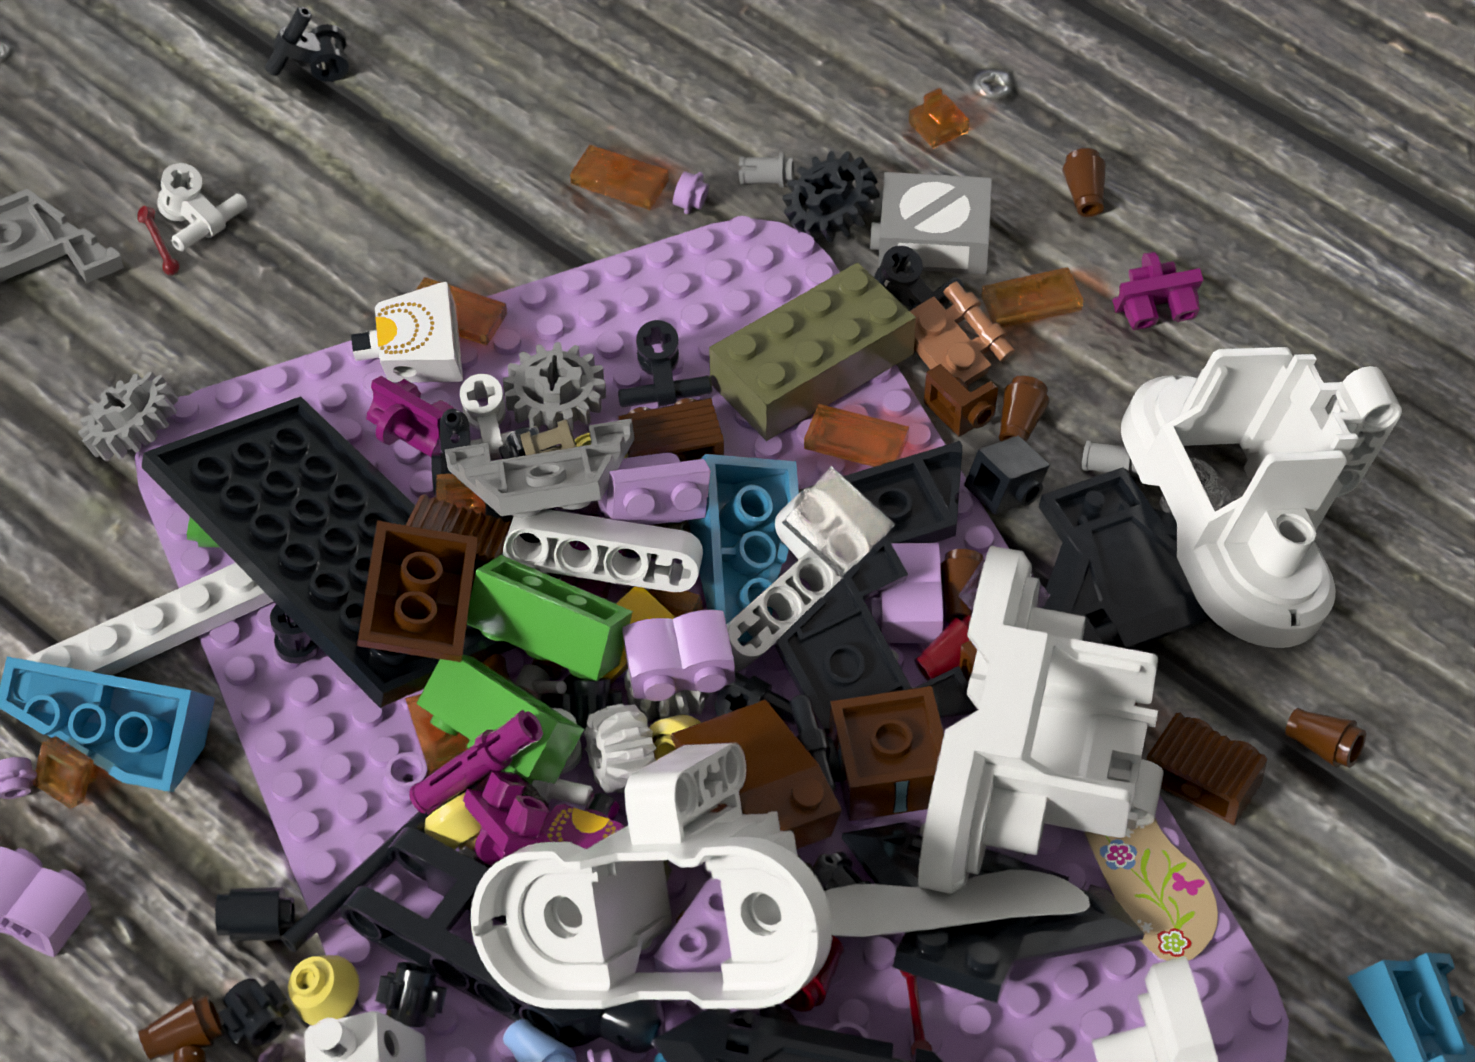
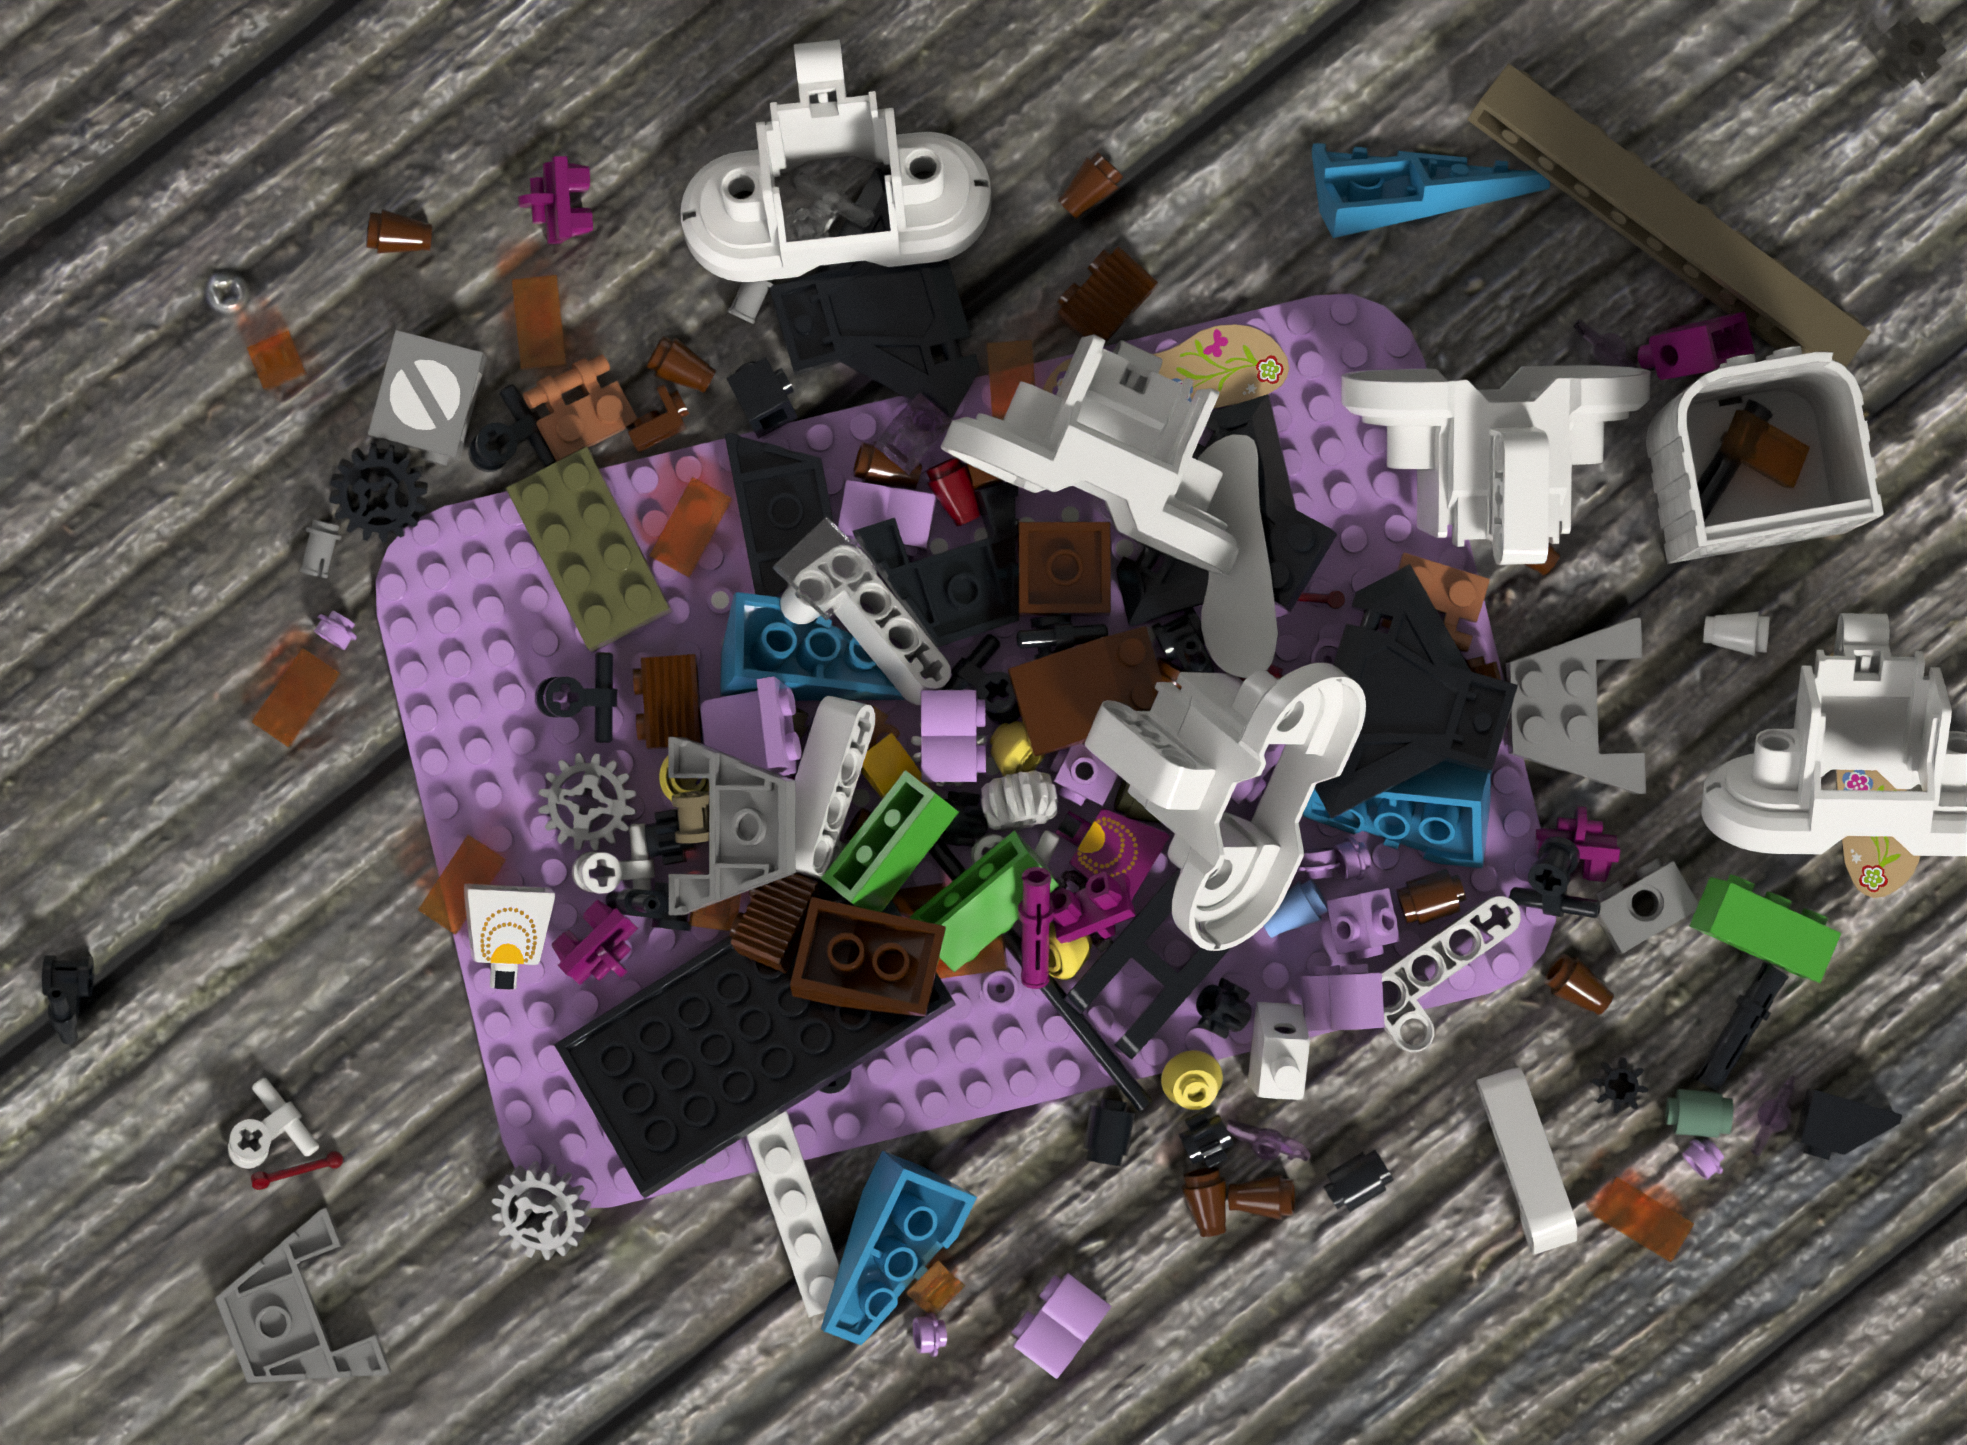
camera: 80 degrees left, 35 degrees up
(537, 682) = (927, 866): light grey hand -> none

